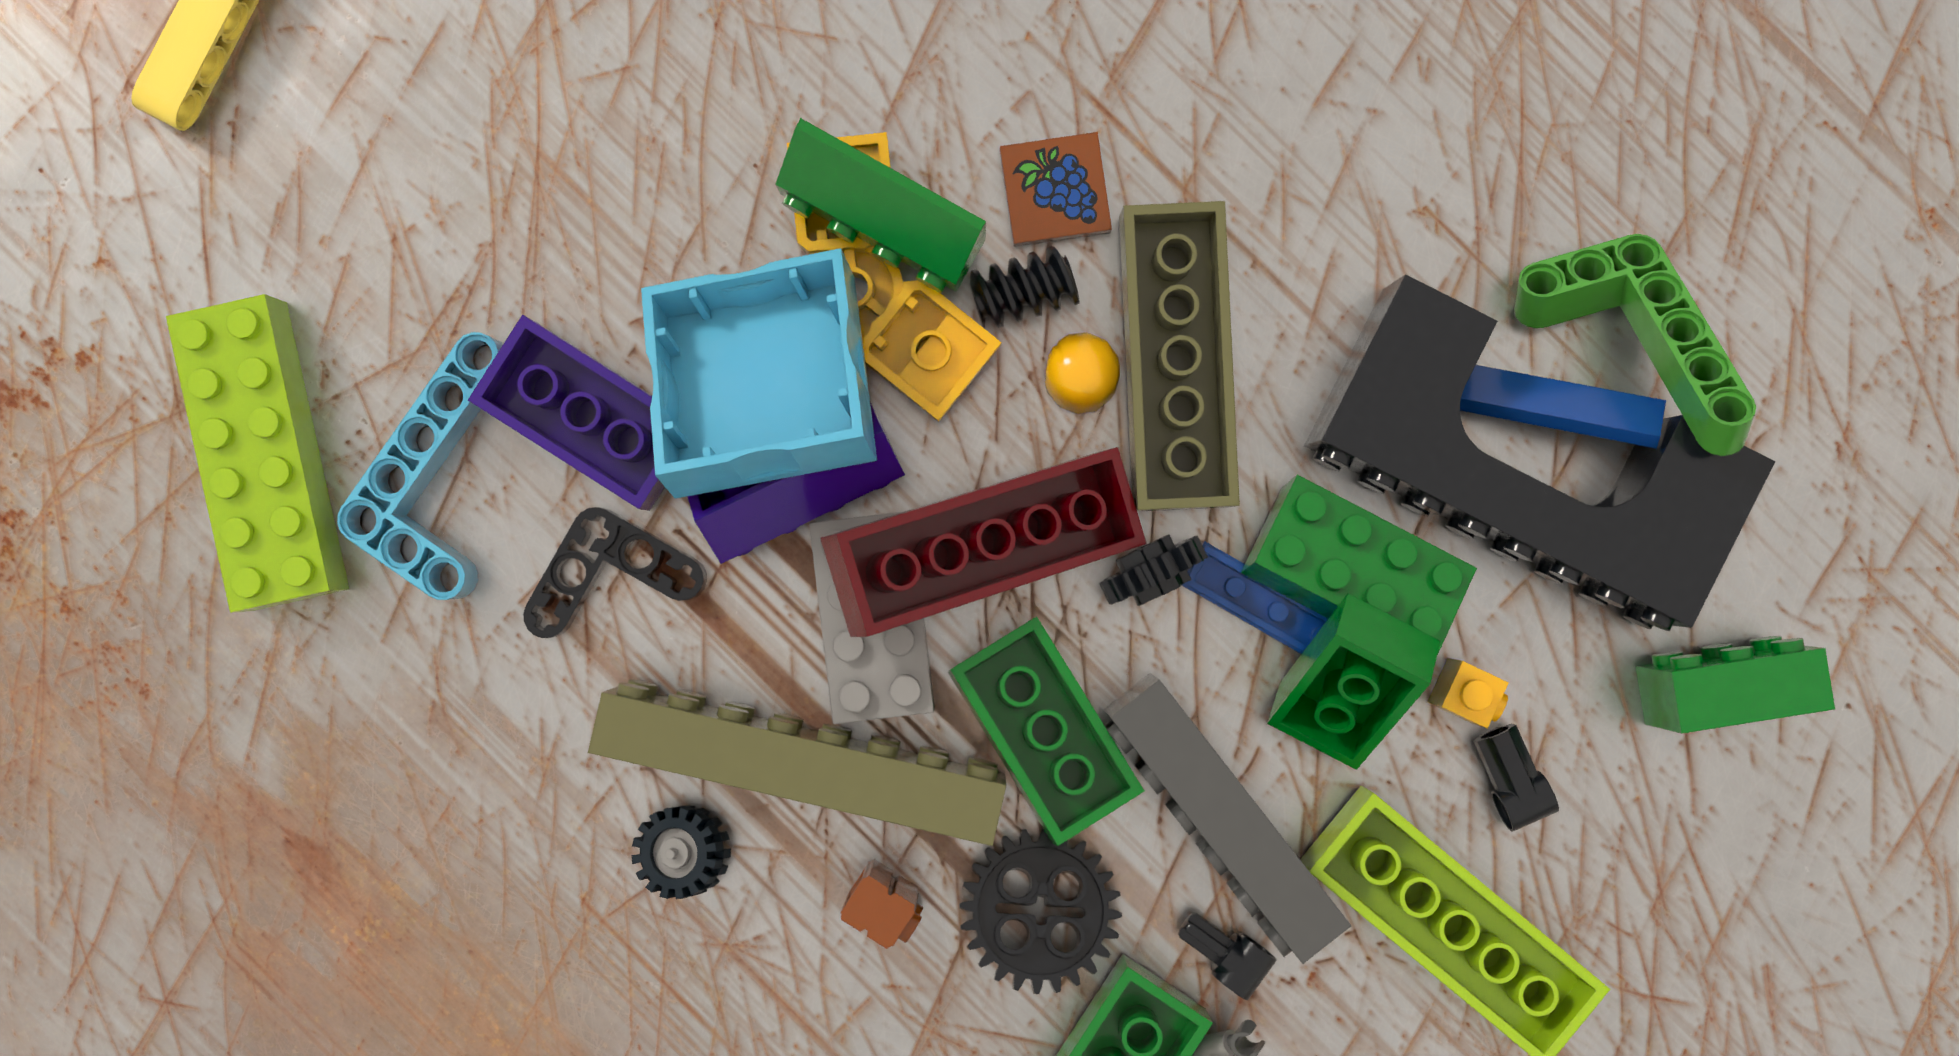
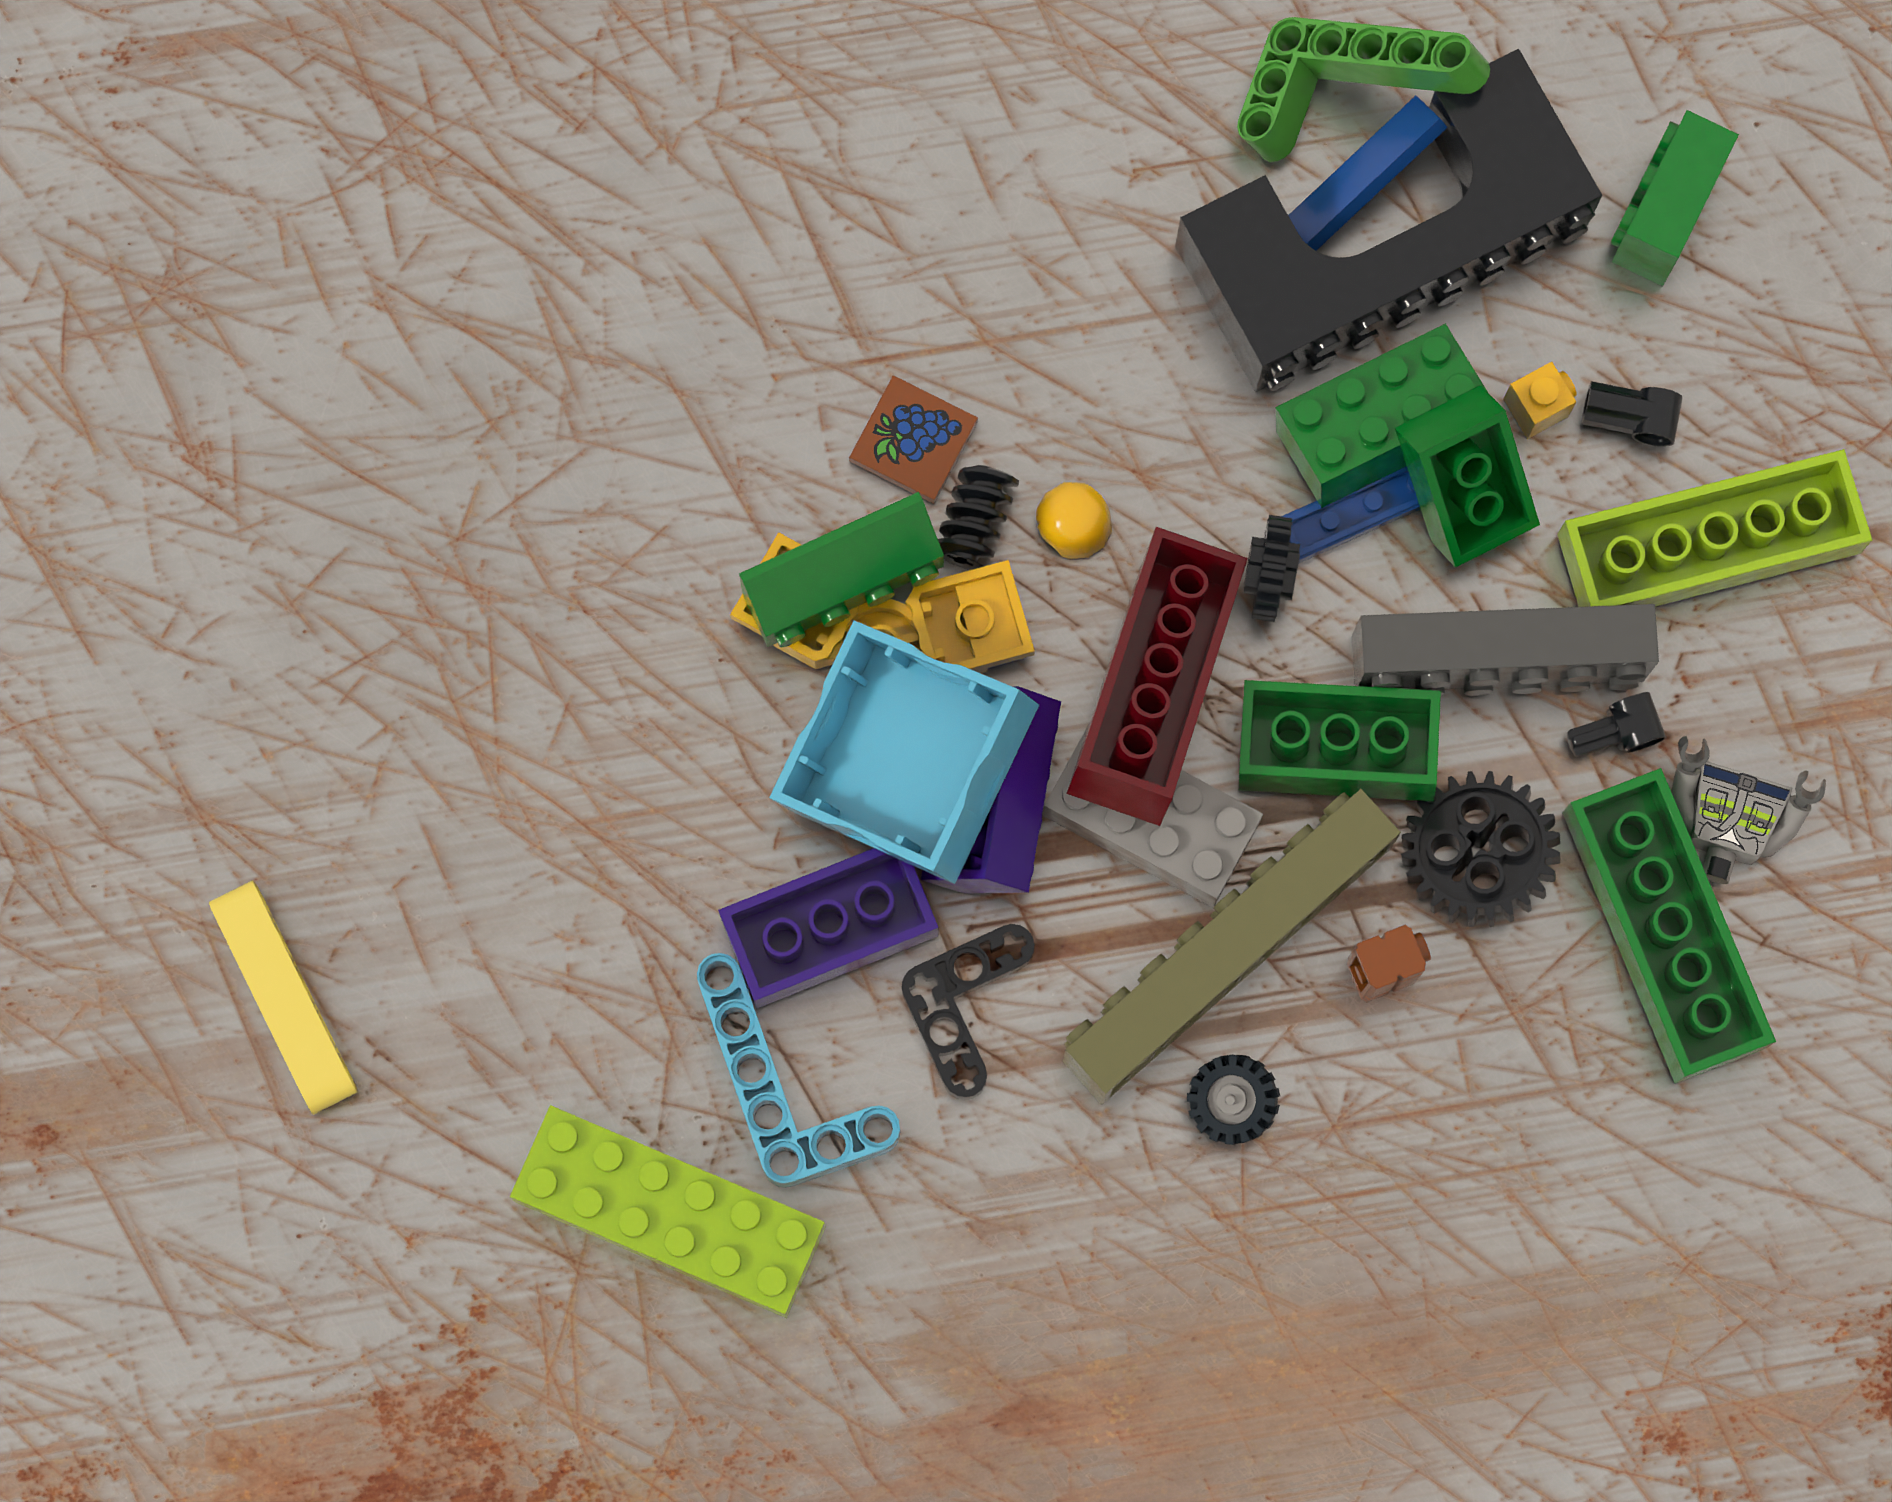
camera: 55 degrees left, 10 degrees down
(1179, 356) = (1117, 434): olive brick -> none

